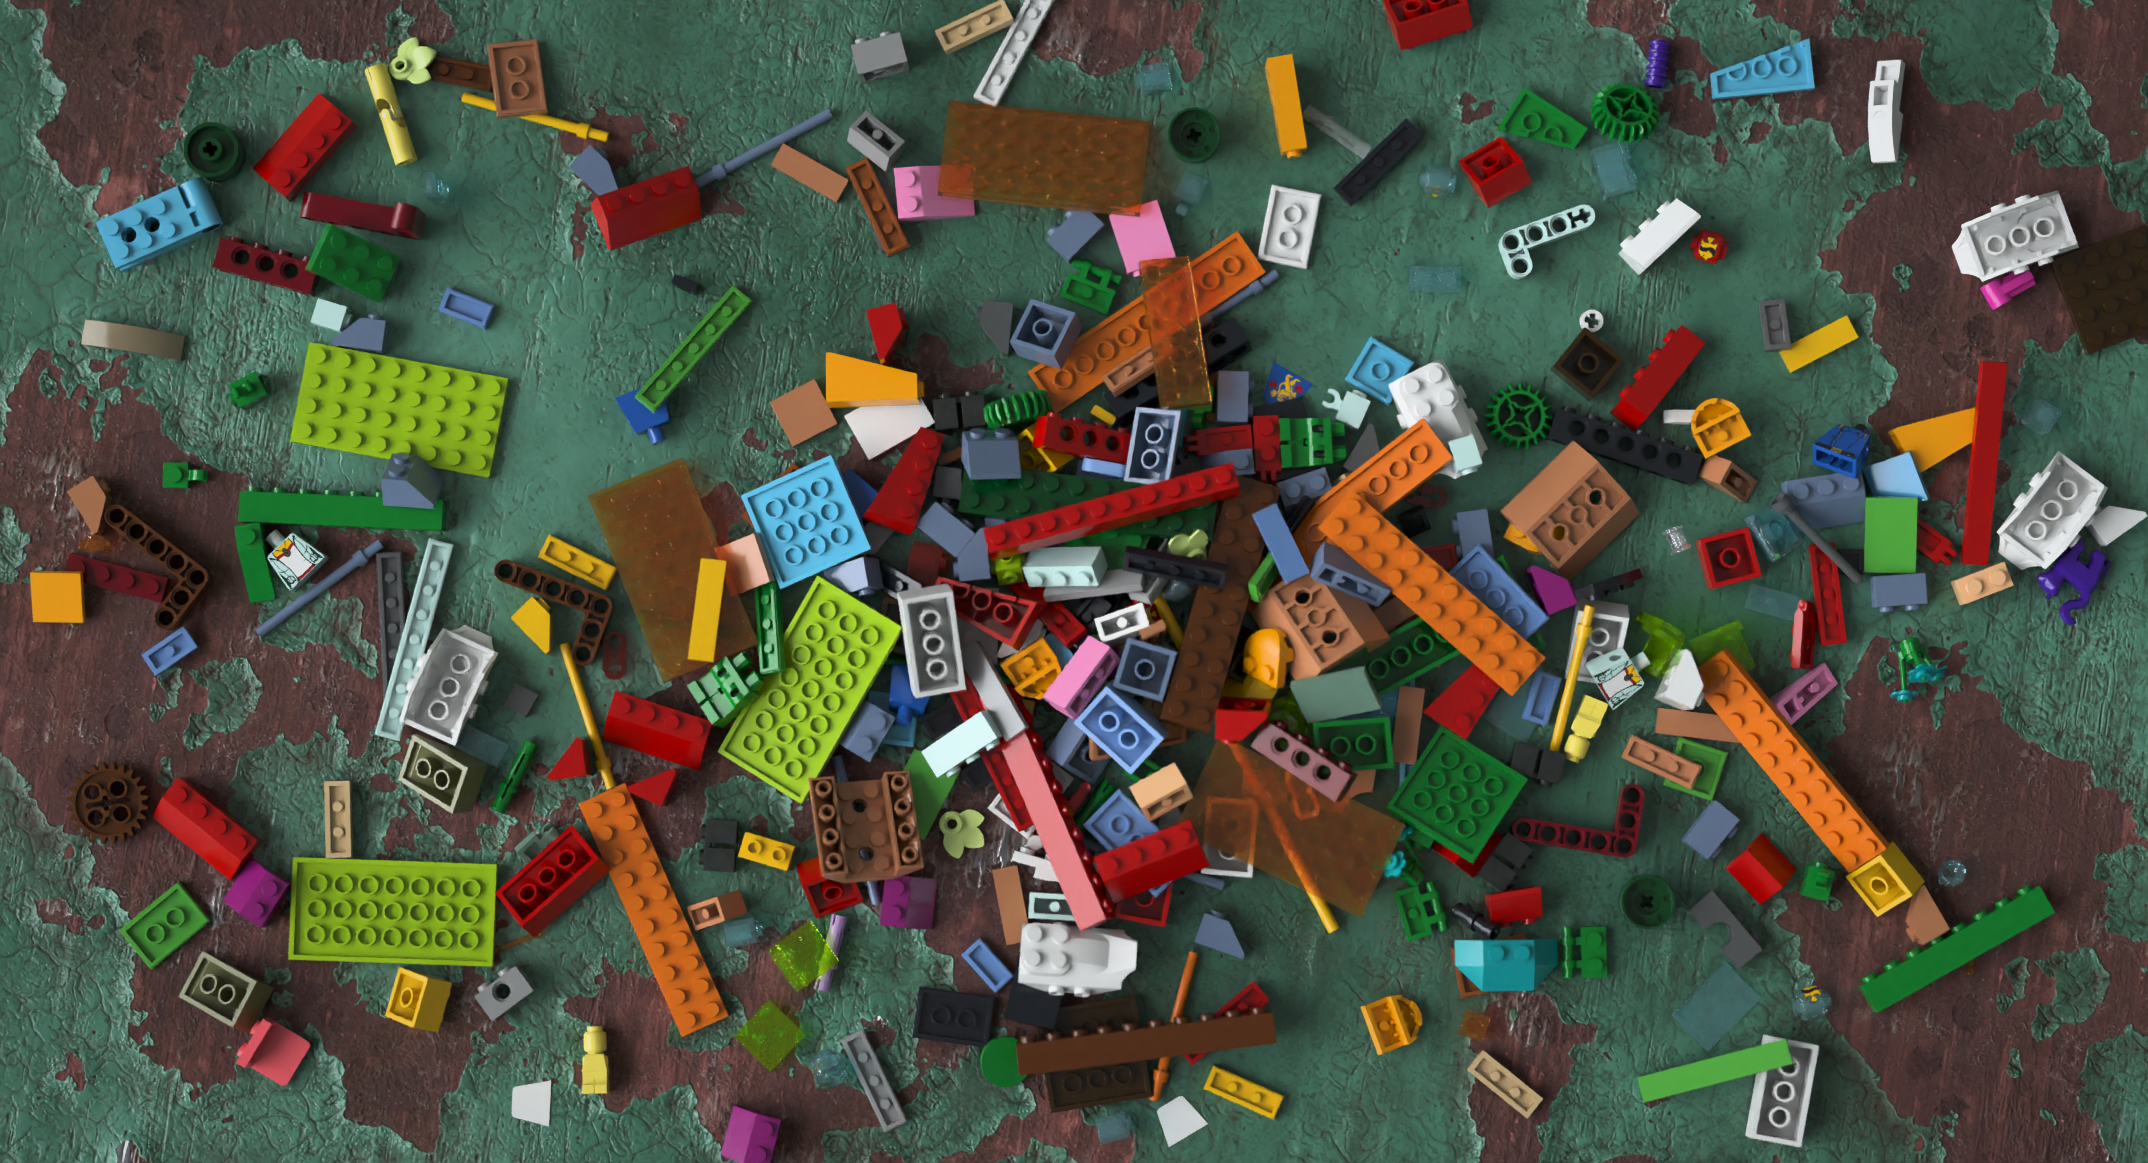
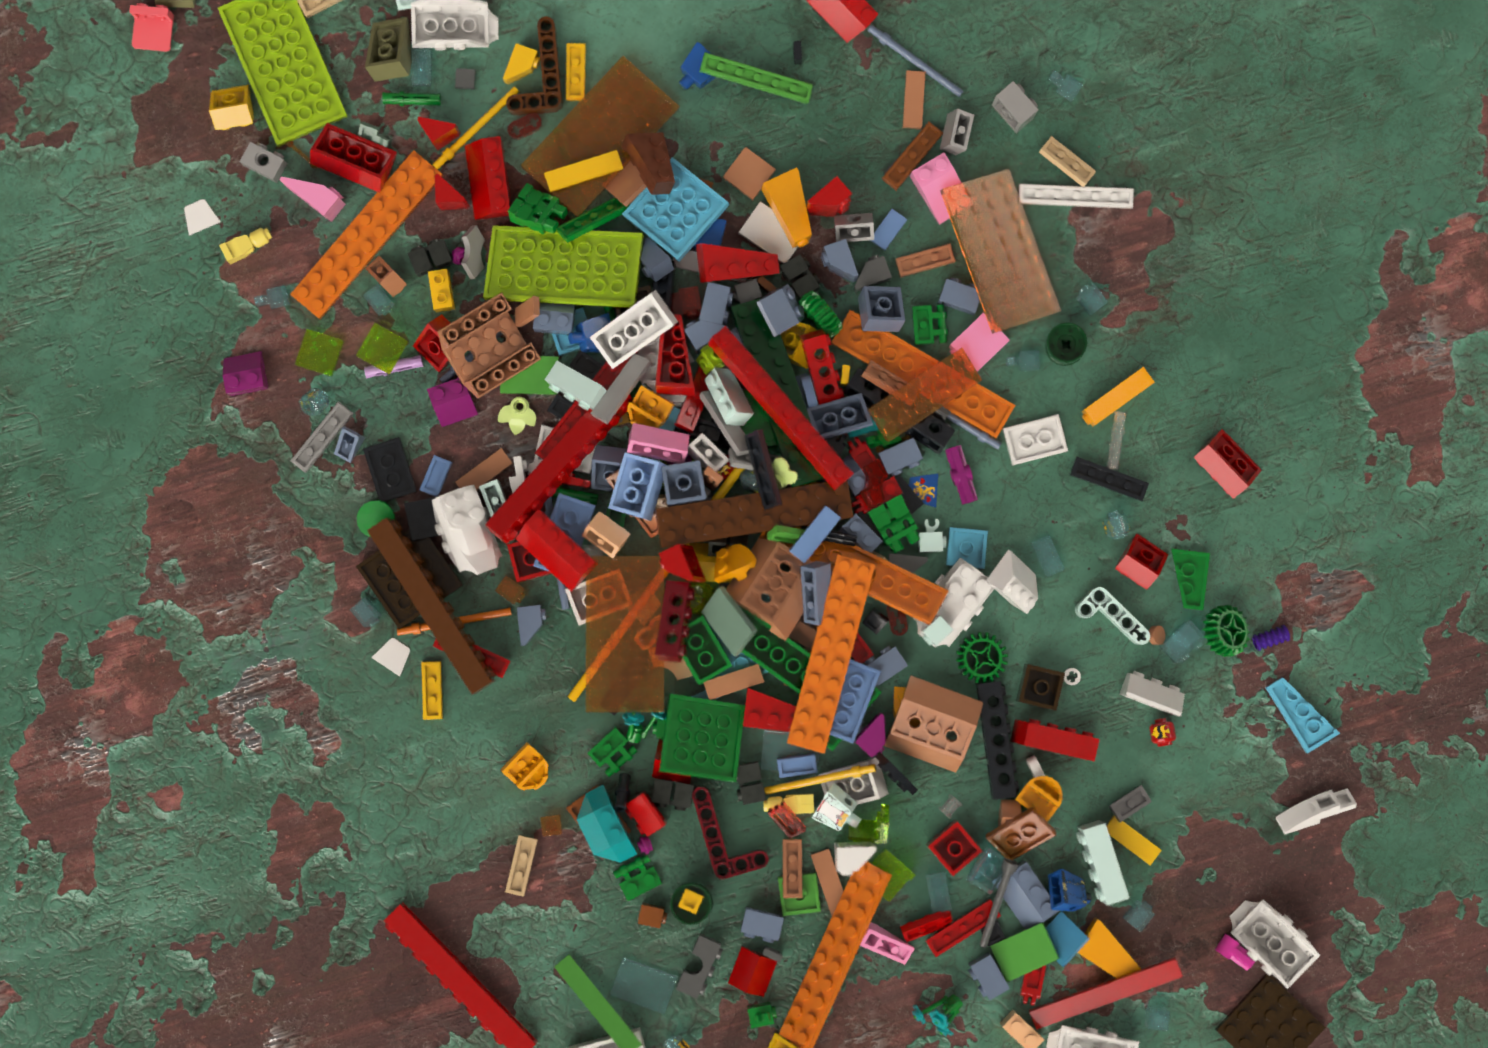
camera: 60 degrees right, 0 degrees up
(581, 946) = (324, 200): none -> bright pink slope
(676, 1055) = (276, 297): none -> clear light blue plate
(735, 808) = (458, 255): none -> magenta plate
(736, 521) = (652, 160): none -> copper wedge
(749, 796) = (472, 258): none -> light grey tile
(845, 759) = (527, 311): none -> nougat tile
(899, 1052) = (348, 444): none -> sand blue slope
(931, 319) = (854, 227): none -> light grey brick
(952, 279) = (888, 229): none -> medium blue tile
(963, 355) = (839, 260): none -> sand blue slope
(1010, 253) = (925, 260): none -> nougat tile
(1170, 939) = (511, 590): none -> clear orange brick
(1259, 449) = (873, 488): none -> clear red tile
(1289, 335) = (961, 474): none -> magenta piece
(1449, 333) = (1015, 582): none -> white slope
(1550, 924) = (644, 845): none -> magenta plate
(1590, 196) = (1157, 635): none -> nougat tile
(1601, 736) = (789, 818): none -> clear red tile
(1638, 956) = (652, 915): none -> dark orange brick
(1644, 900) = (691, 901): none -> yellow tile
(1750, 471) = (1021, 834): none -> dark orange tile
(1751, 834) = (772, 953): none -> dark grey tile
(1828, 391) = (1103, 862): none -> light aqua brick
(1910, 378) = (1139, 915): none -> clear light blue brick

